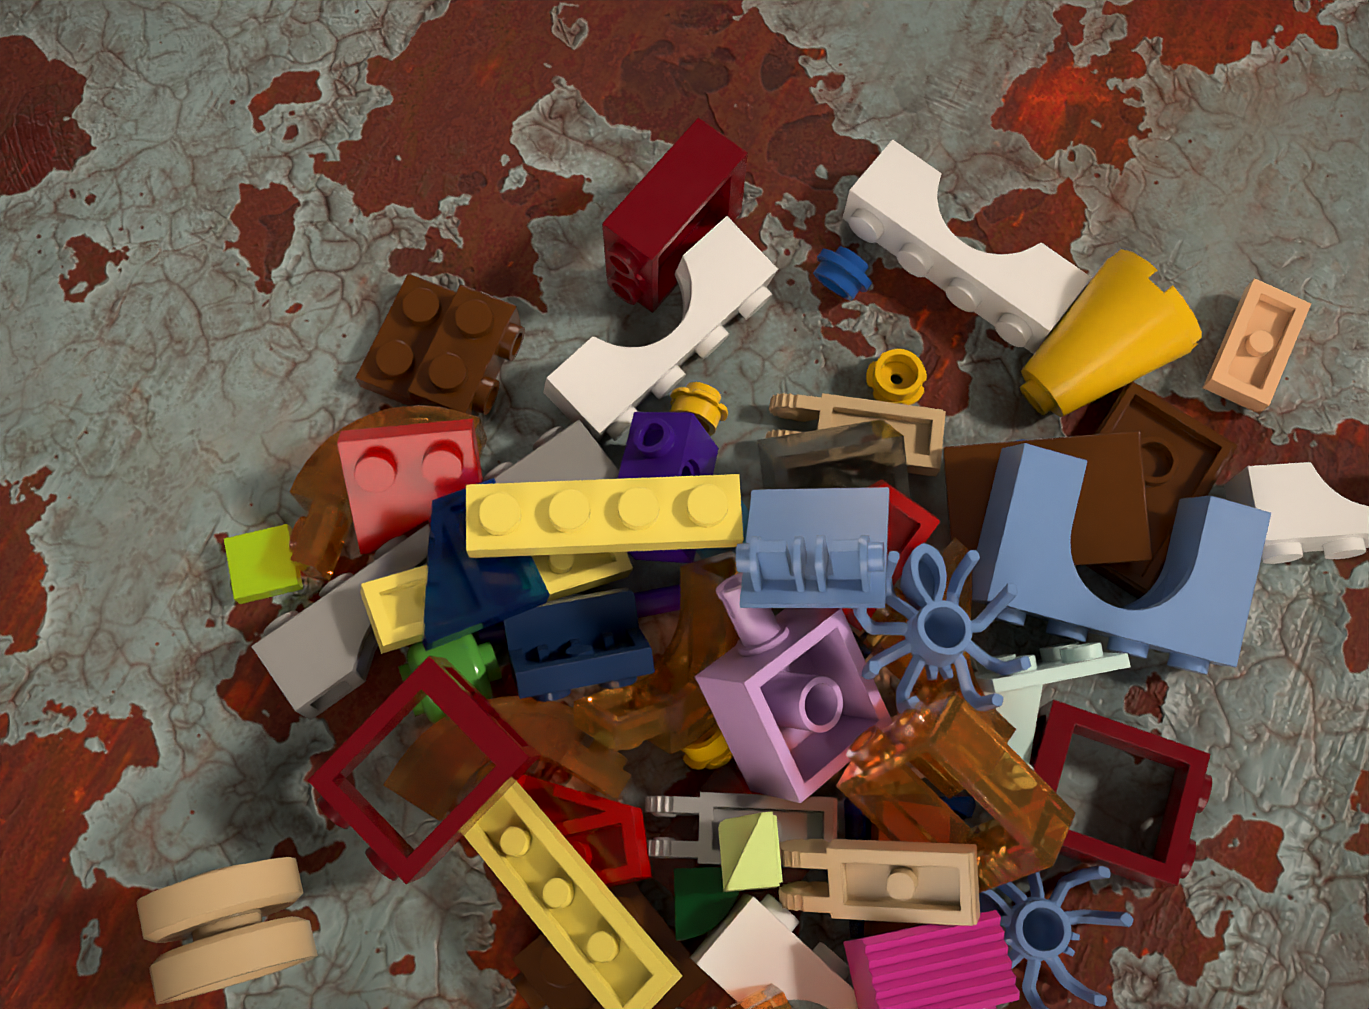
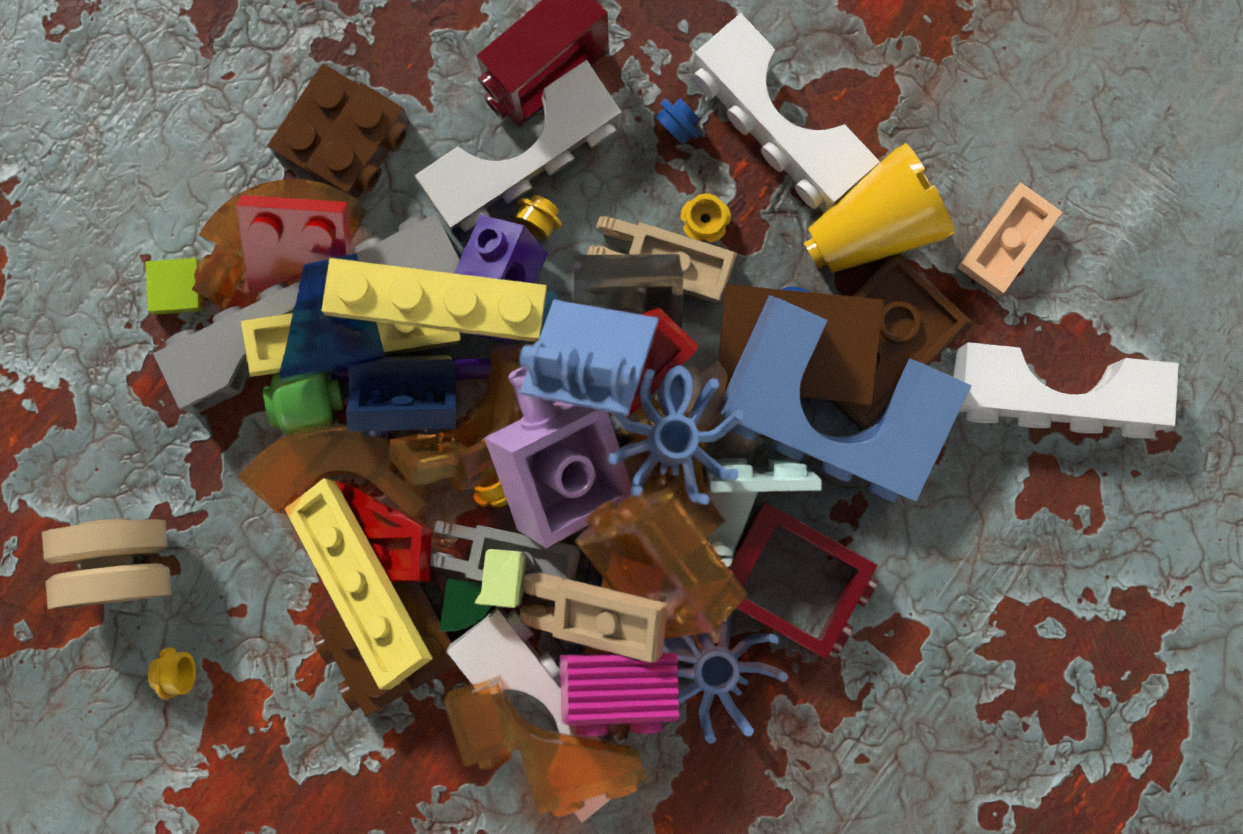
camera: 15 degrees right, 10 degrees up
(475, 717) = (310, 442): dark red window -> none

